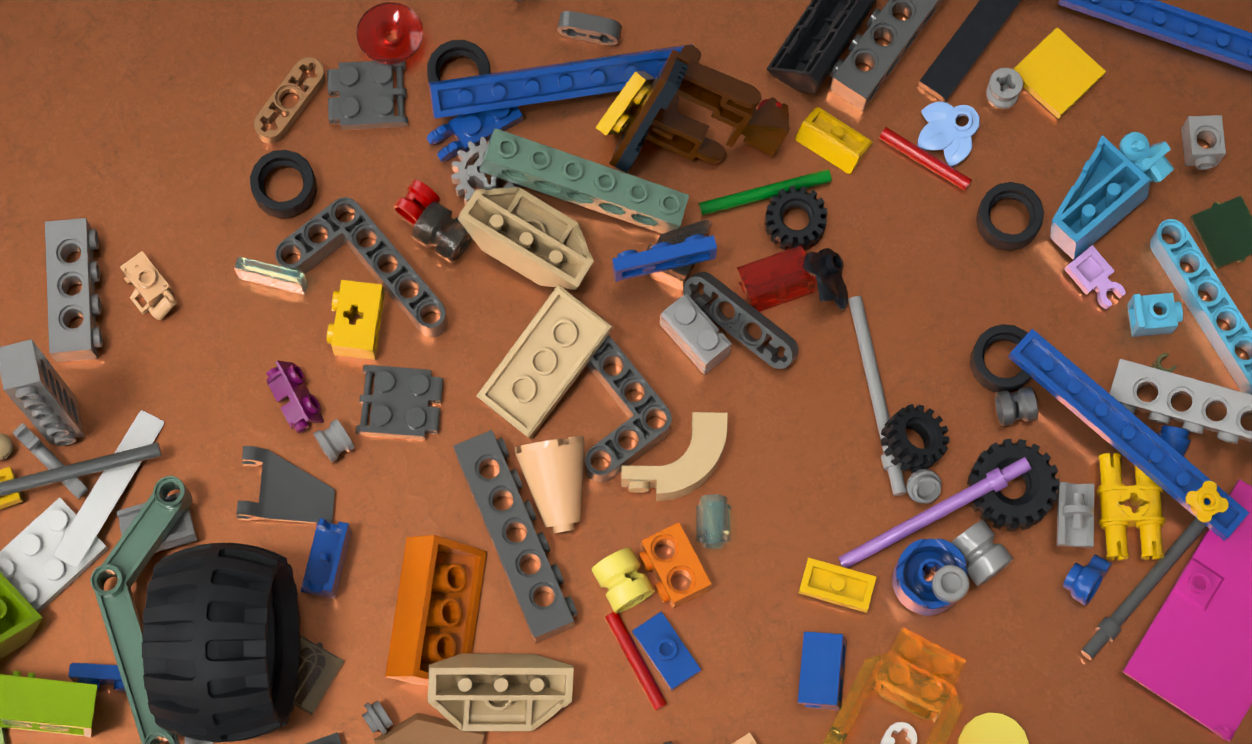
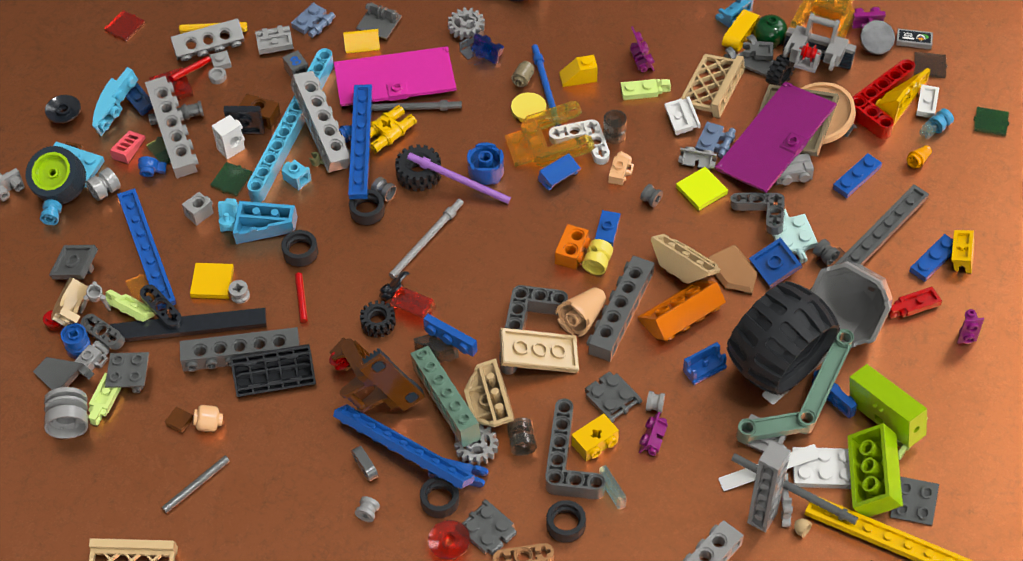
camera: 130 degrees left, 20 degrees down
(149, 285) = (668, 534): light nougat piece -> none
(285, 491) = (696, 404): dark grey flag -> none
(377, 717) = (743, 294): light grey plate -> none
(415, 201) = (519, 460): red wheel -> none
(620, 113) = (391, 407): yellow plate -> none
(636, 661) = (622, 234): red bar -> none
(690, 470) = (523, 271): tan arch -> none
(695, 334) = (468, 311): light grey brick -> none
(713, 521) = (540, 249): clear light blue brick -> none
(743, 315) = (444, 283): dark grey beam -> none
(763, 192) = (375, 341): green bar -> none
(833, 140) = (324, 335): yellow slope -> none
(837, 585) = (520, 193): yellow plate -> none
(924, 486) = (449, 194): light grey plate -> none
(926, 427) = (433, 207): black tyre -> none
(944, 132) = (282, 297): light blue plate -> none
(950, 584) = (484, 146): light grey tile -> none
(981, 553) = (457, 156): light grey wheel -> none
(1075, 515) = (411, 136): light grey hips -> none
(1085, 581) = (432, 121): blue piece -> none
(1092, 272) = (300, 201): lavender plate -> none
(1199, 508) = (365, 95): yellow plate -> none

